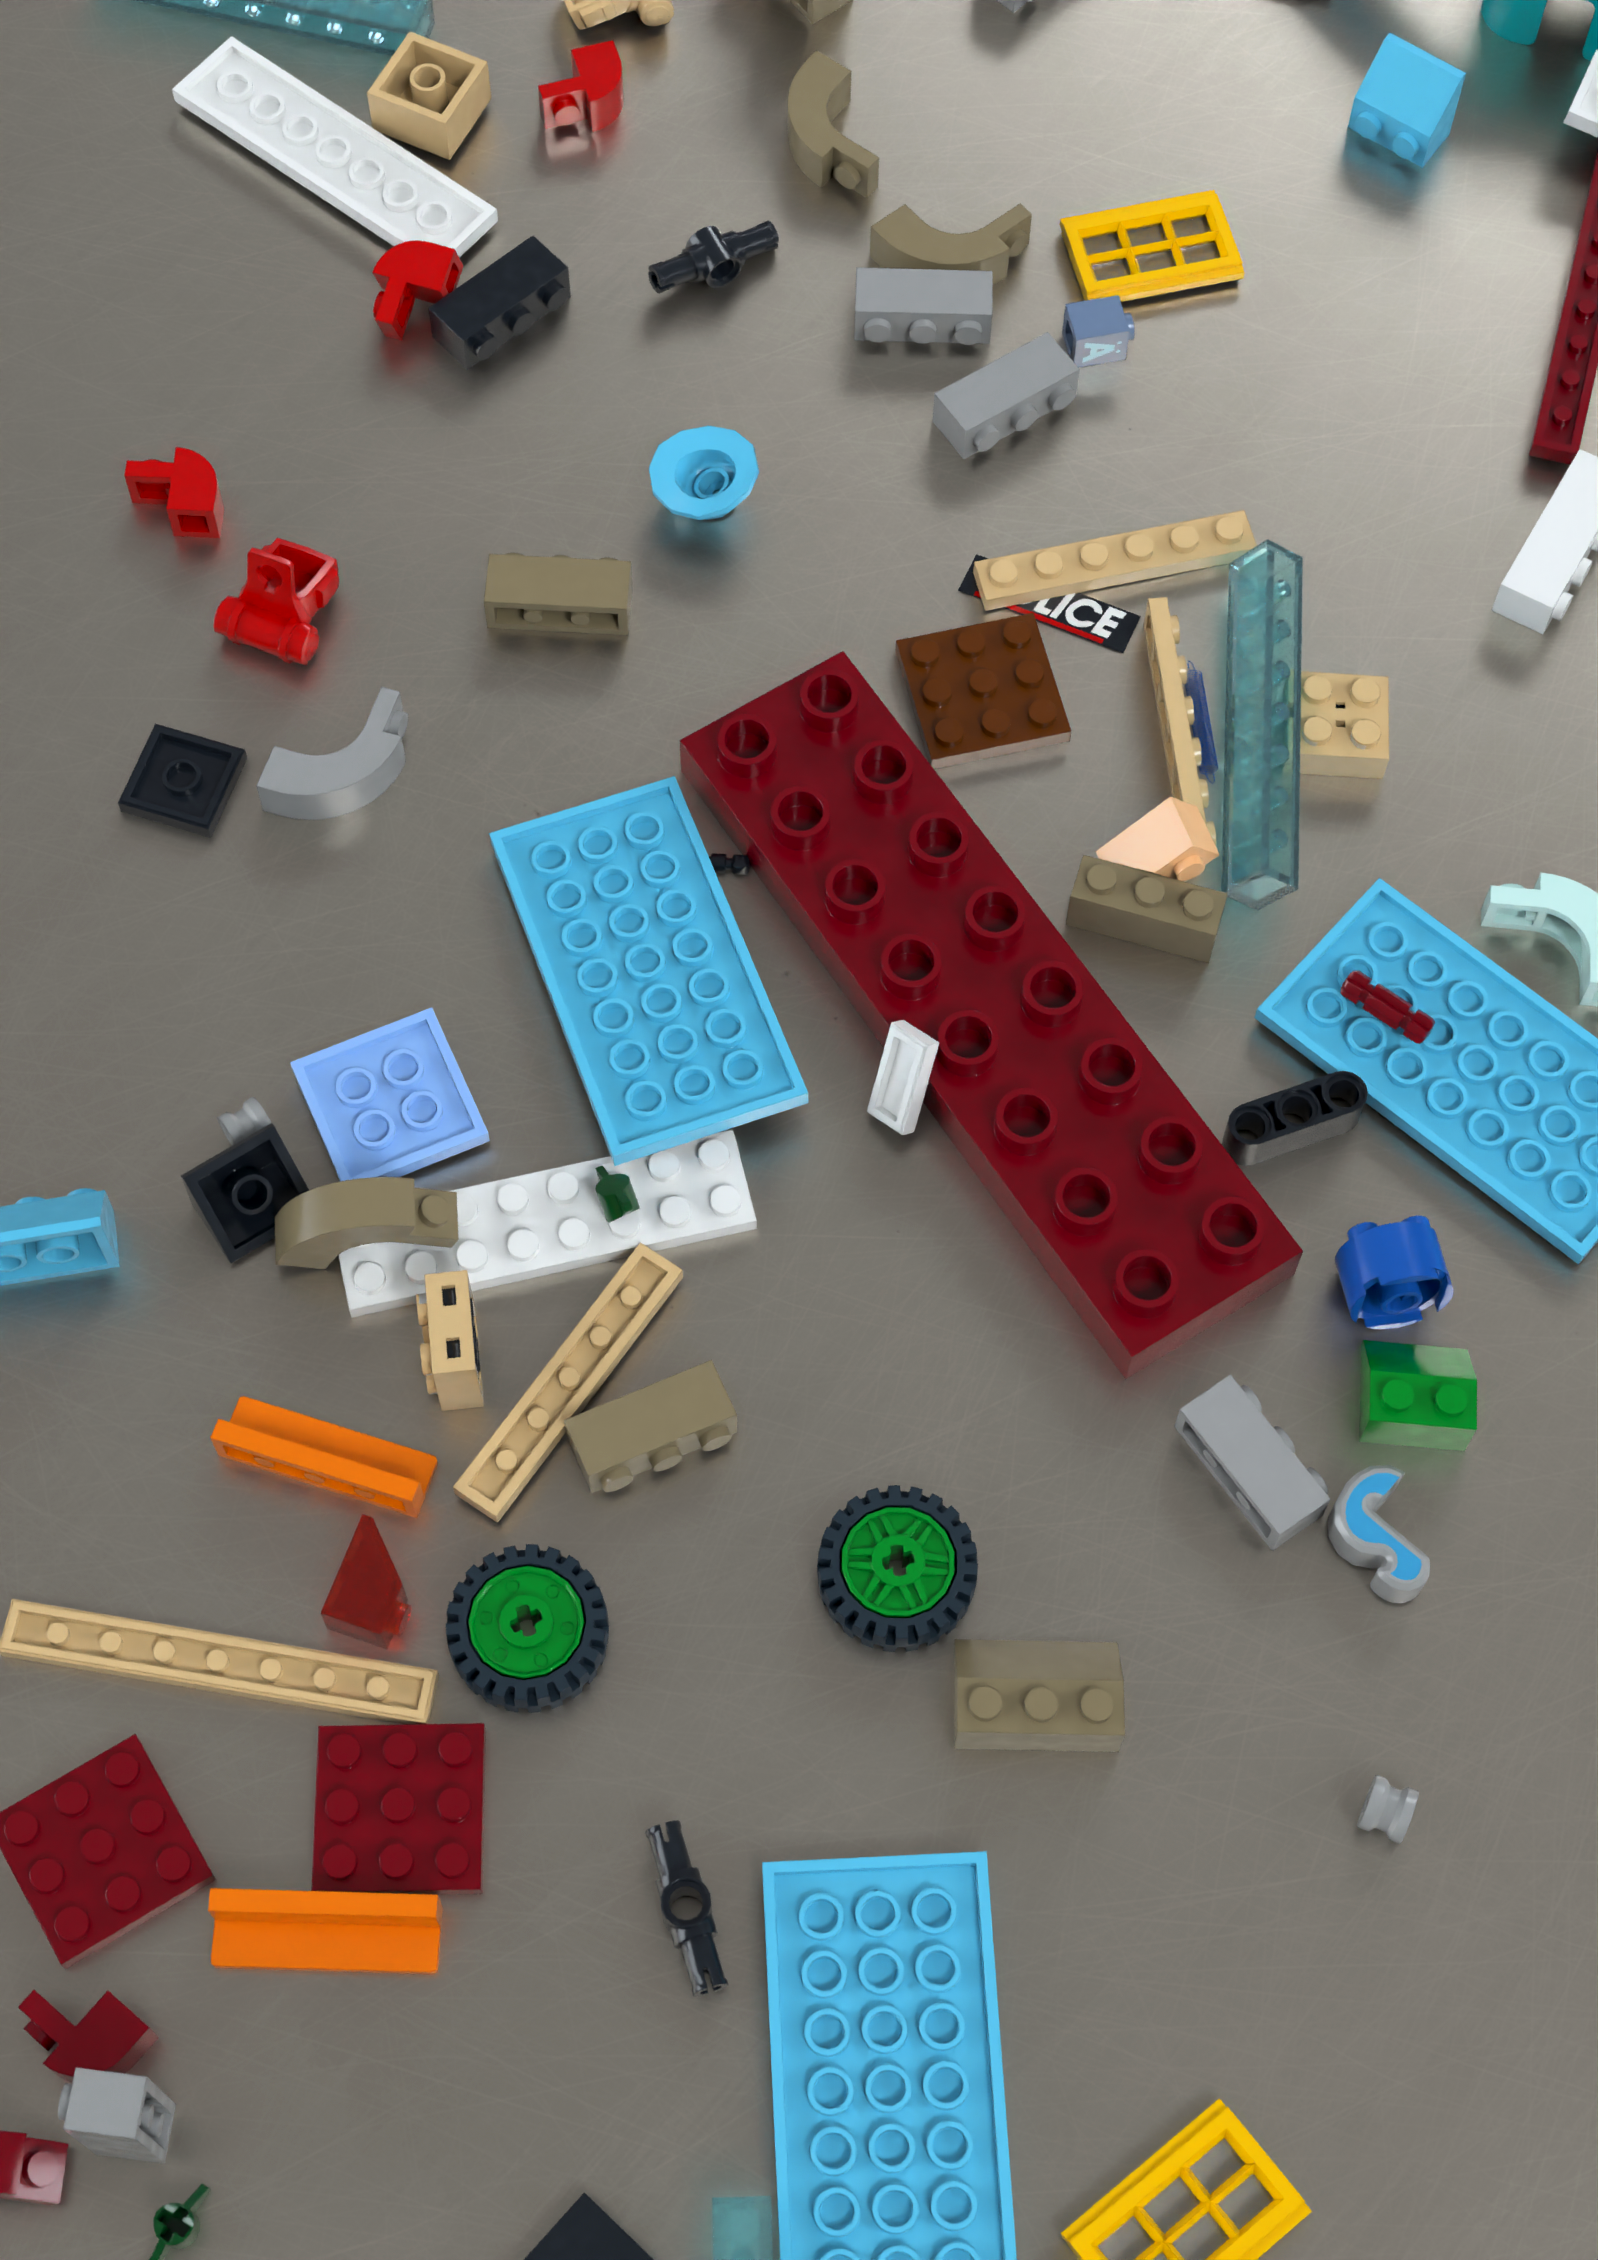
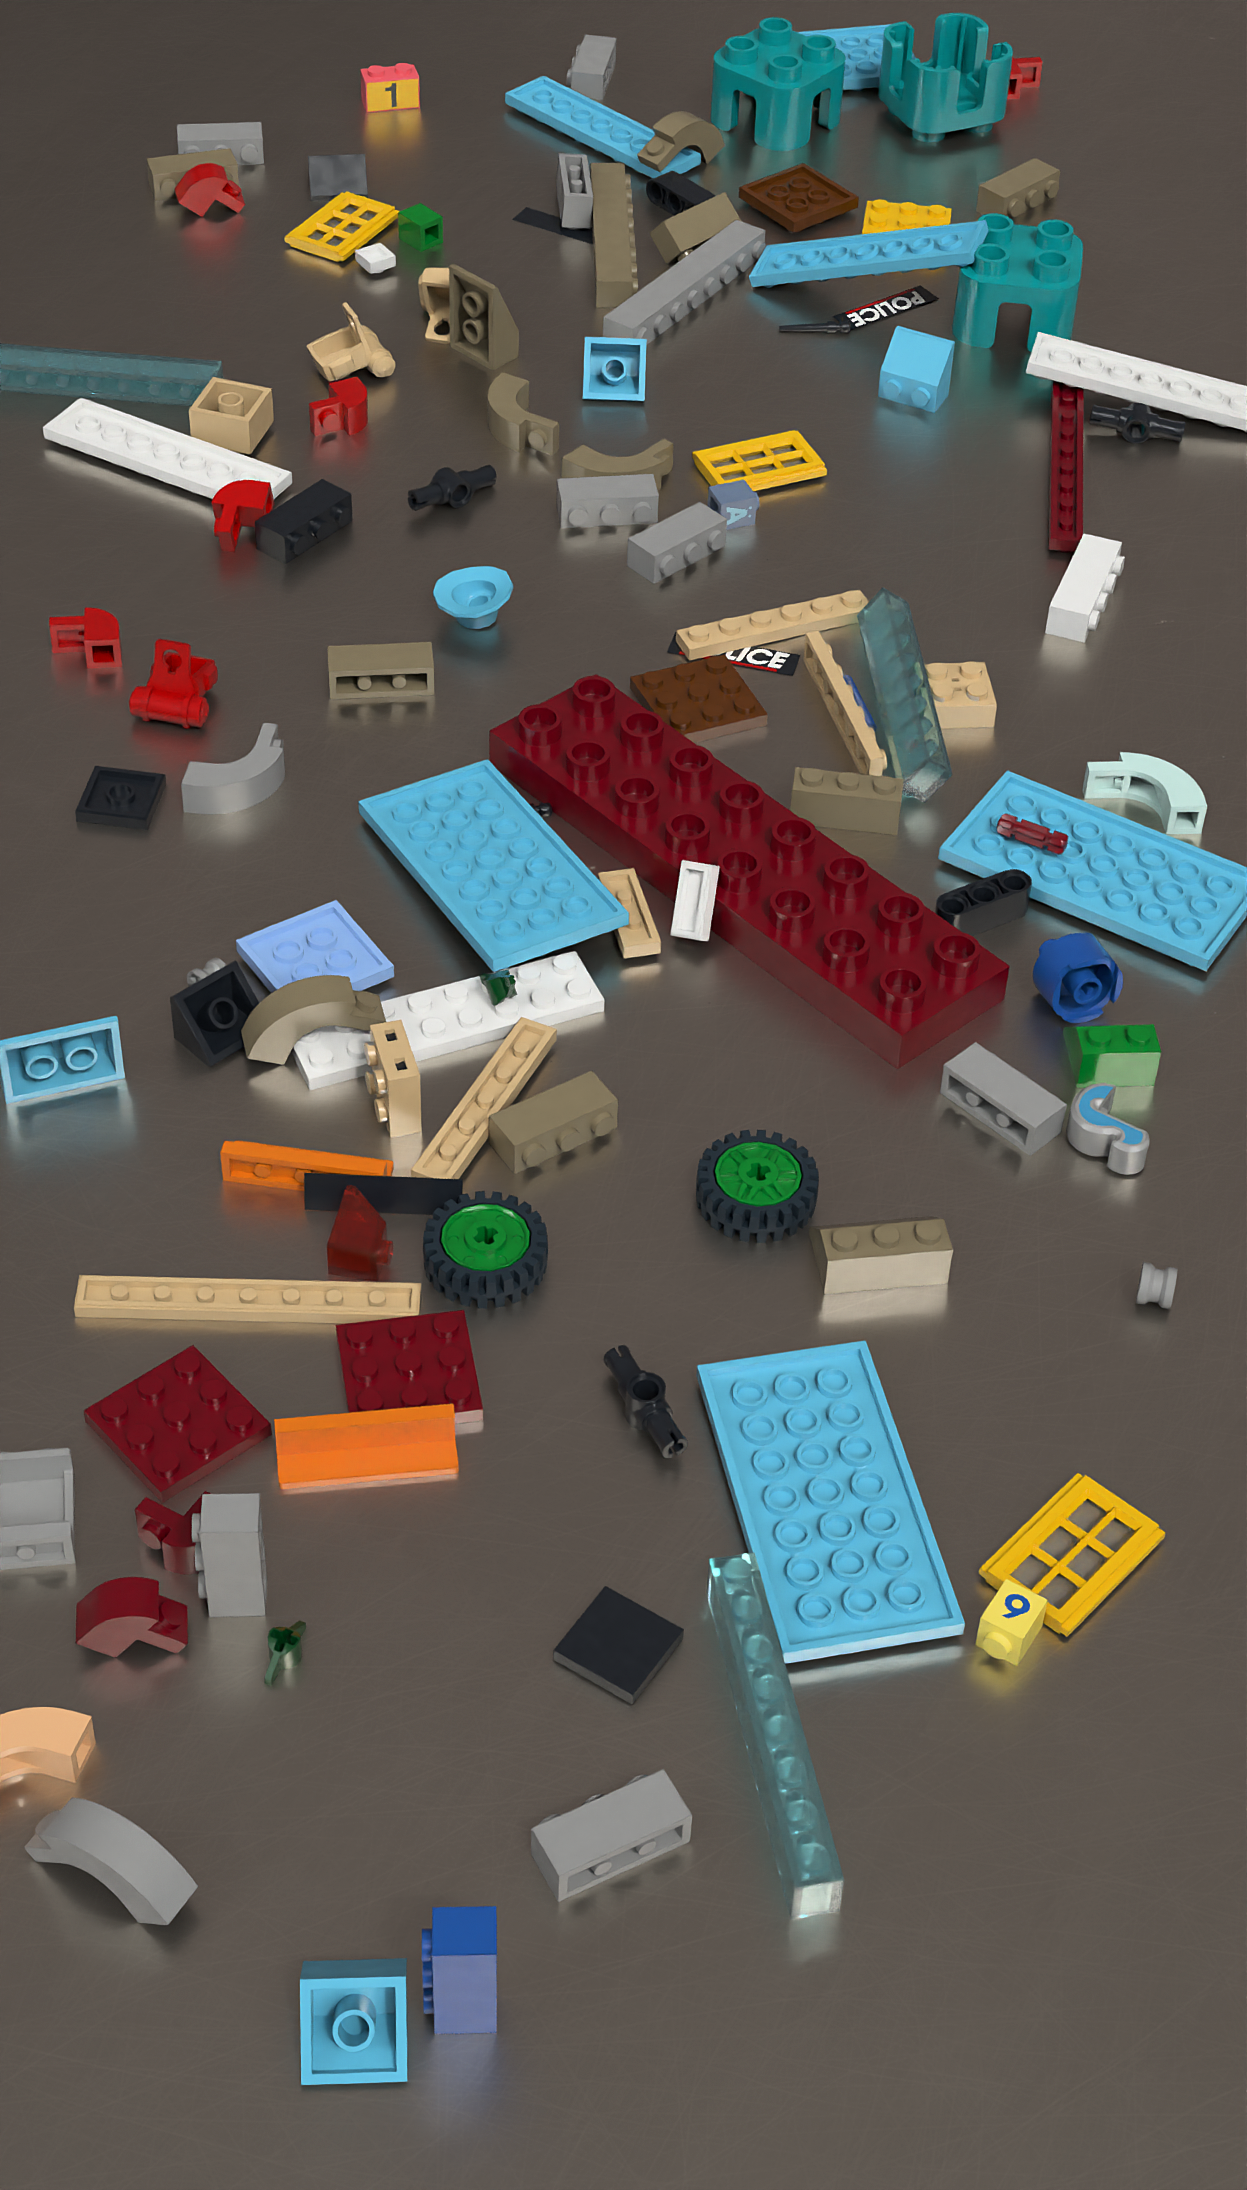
camera: 10 degrees left, 20 degrees down
(412, 1520) = (384, 1193): none -> black sticker
(817, 1053) = (641, 934): none -> tan plate
(978, 54) = (614, 369): none -> medium azure slope
(1164, 842) = (852, 751): light nougat slope -> none

